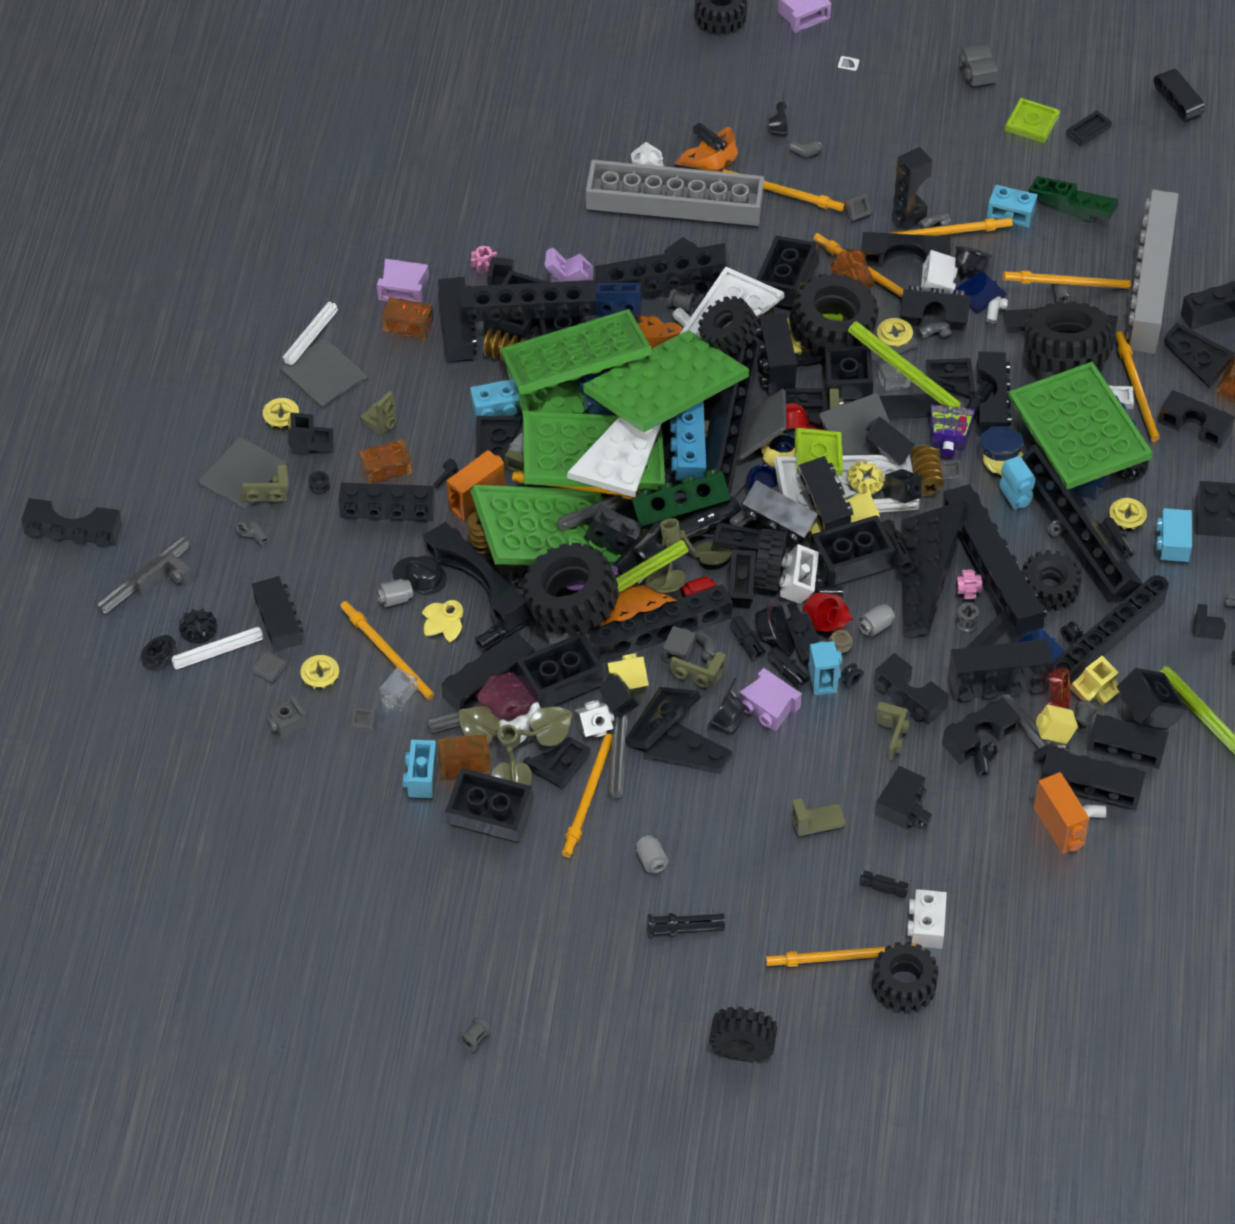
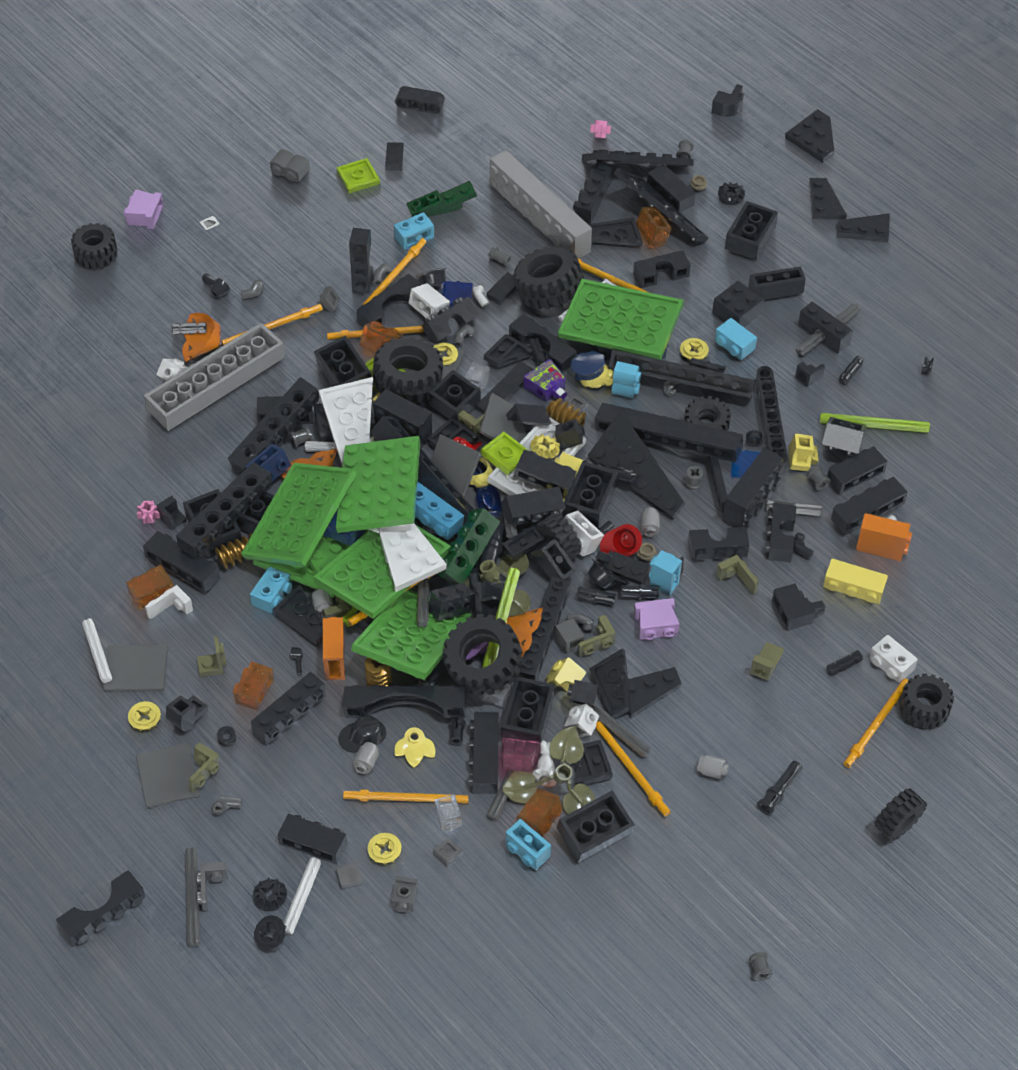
camera: 50 degrees left, 0 degrees up
(403, 280) = (115, 568): lavender hips -> none
(406, 339) = (170, 596): none -> white bracket
(572, 269) = (213, 475): lavender brick -> none
(697, 586) = (536, 593): red brick -> none
(730, 711) = (642, 645): black piece -> none
(736, 333) = (384, 423): black tyre -> none
(903, 365) = (485, 365): lime axle -> none
(968, 584) = (671, 458): bright pink gear -> none
(988, 828) = (855, 581): none -> light yellow brick
(1026, 277) = (482, 261): light orange bar -> none
(1042, 752) = (827, 510): black arm -> none
(1056, 724) = (815, 492): light yellow brick -> none
(1060, 688) = (791, 468): clear red plate -> none

